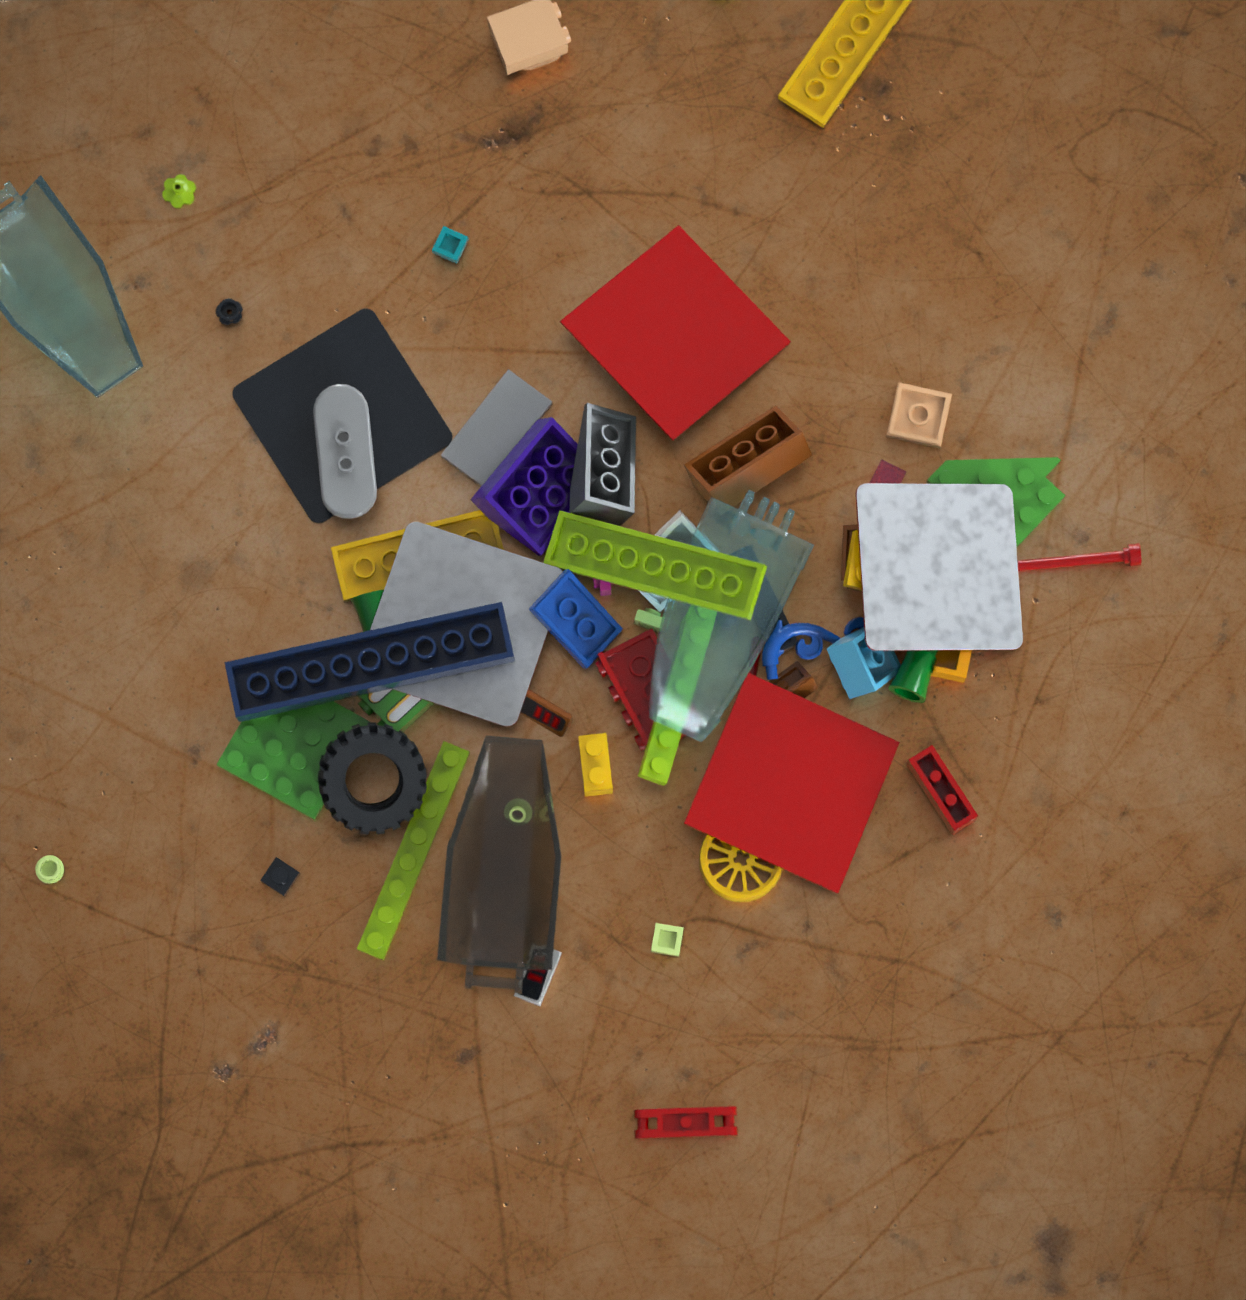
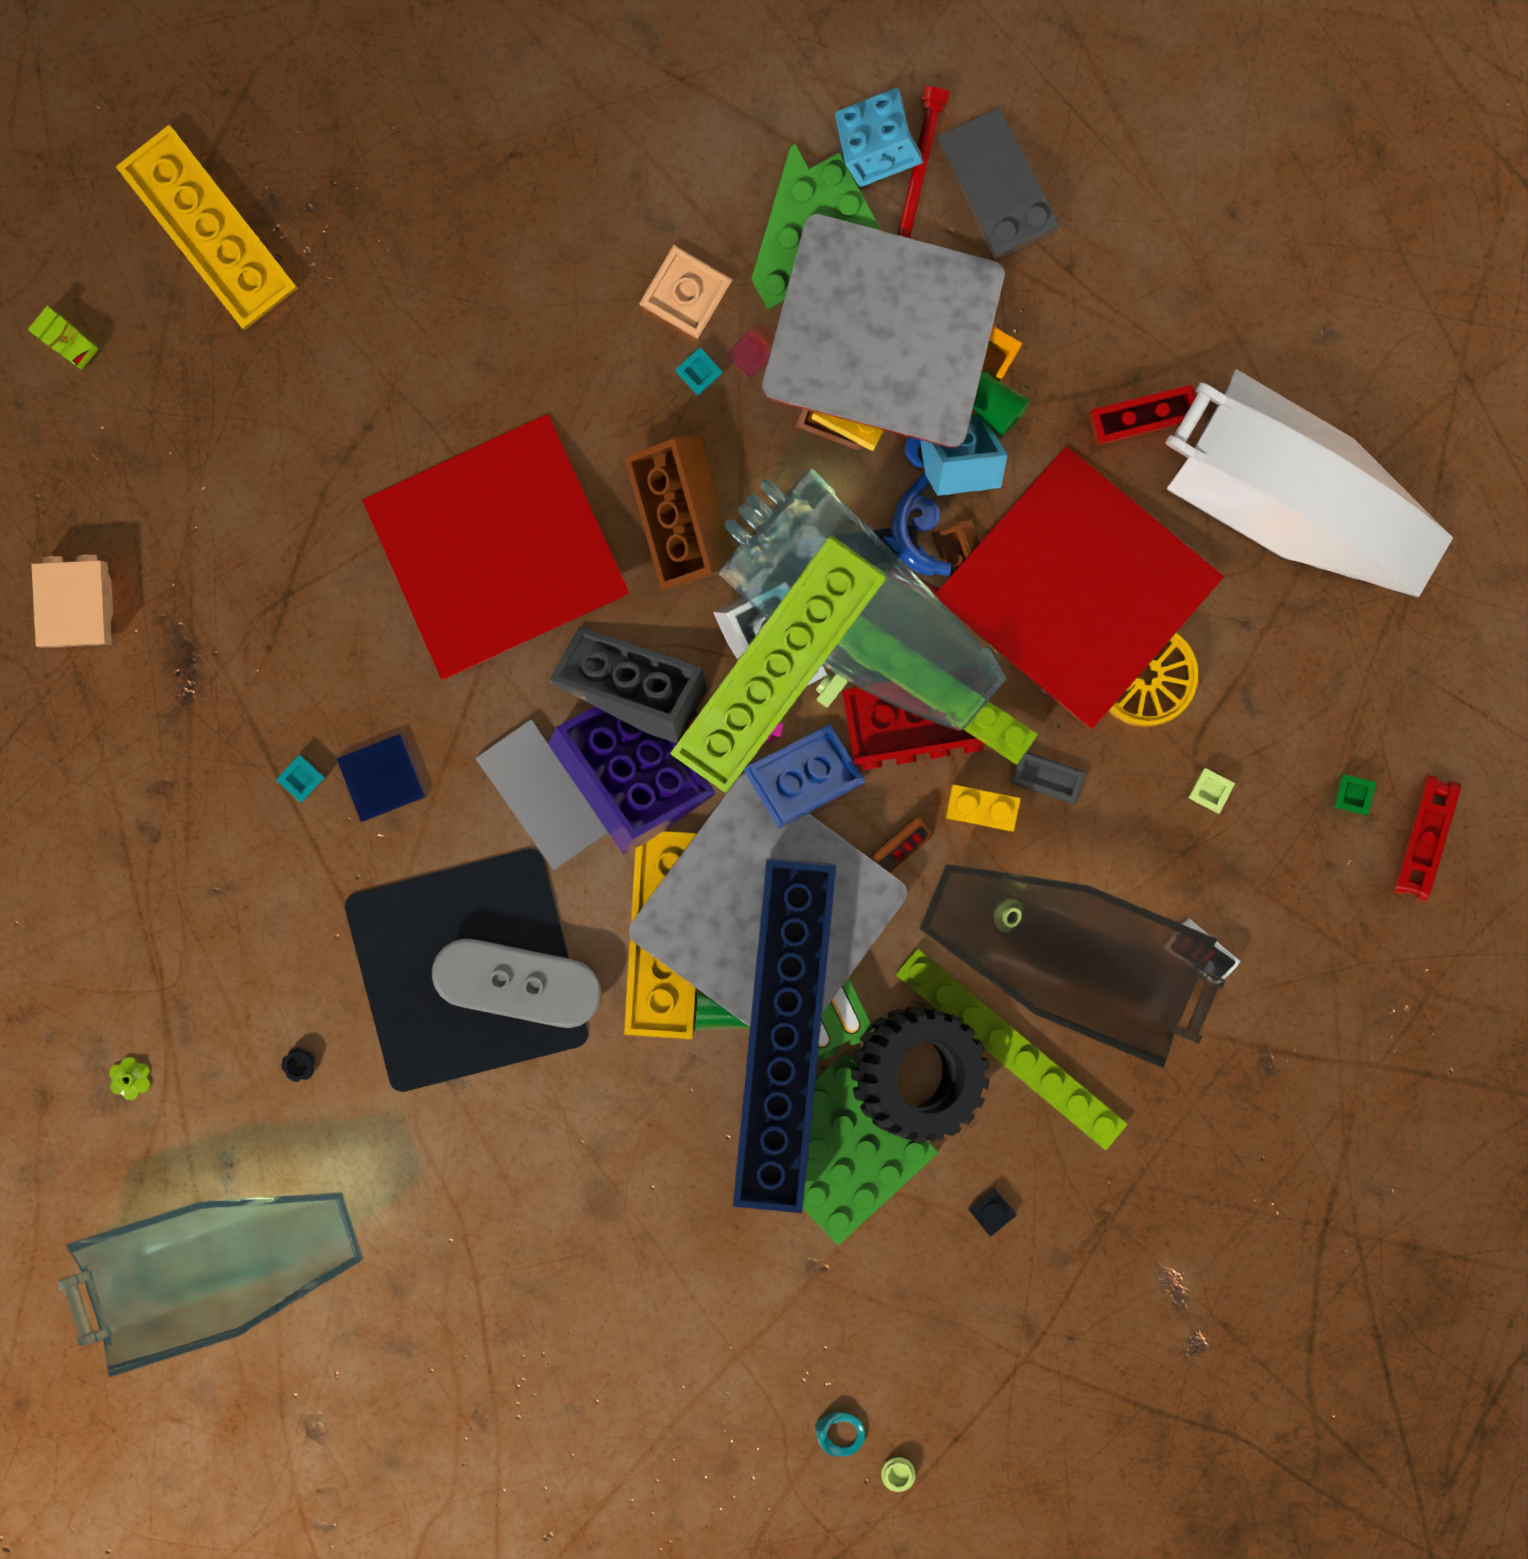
camera: 70 degrees left, 10 degrees up
(57, 806) = (823, 1425): none -> teal piece
(470, 305) = (381, 777): none -> clear blue tile
(636, 810) = (1048, 777): none -> dark grey tile
(700, 1053) = (1354, 794): none -> green plate
(861, 443) = (699, 371): none -> teal plate
(927, 934) = (1303, 489): none -> white windscreen
(1082, 623) = (998, 184): none -> dark grey slope
(1084, 518) = (876, 138): none -> medium azure bracket

